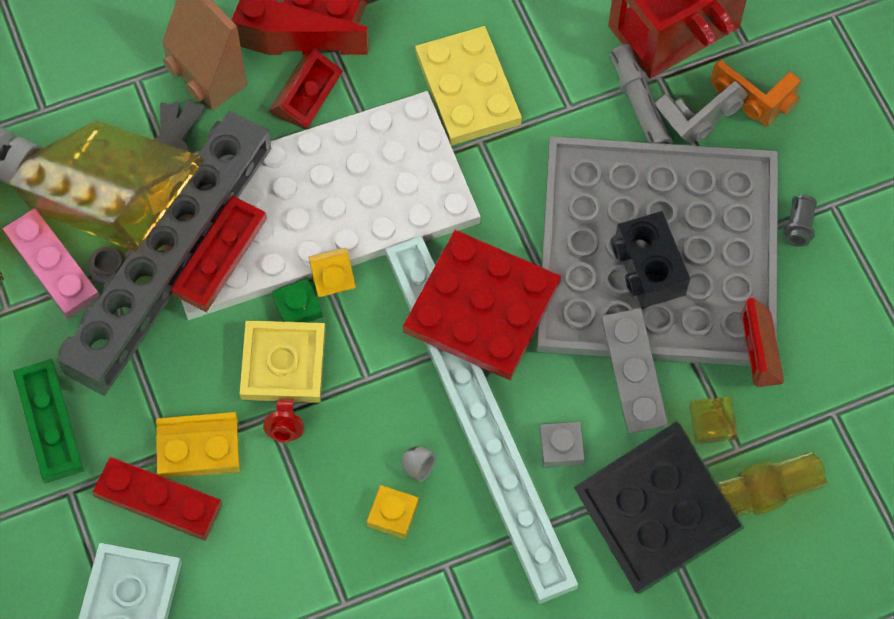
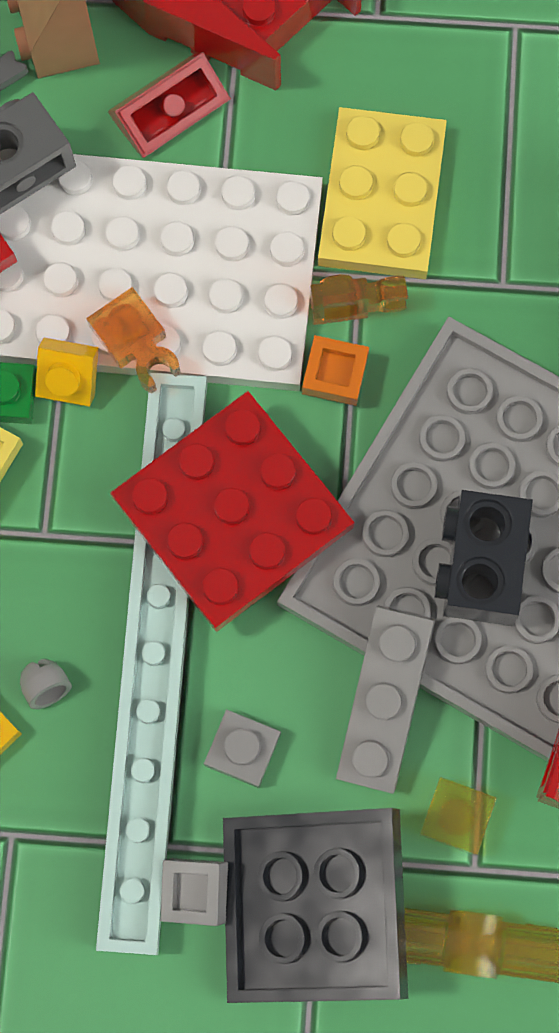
camera: 30 degrees right, 10 degrees up
(363, 228) = (130, 334): none -> clear orange plate
(483, 153) = (346, 298): none -> clear orange plate
(497, 198) = (335, 370): none -> orange plate
(580, 536) = (194, 891): none -> light grey plate

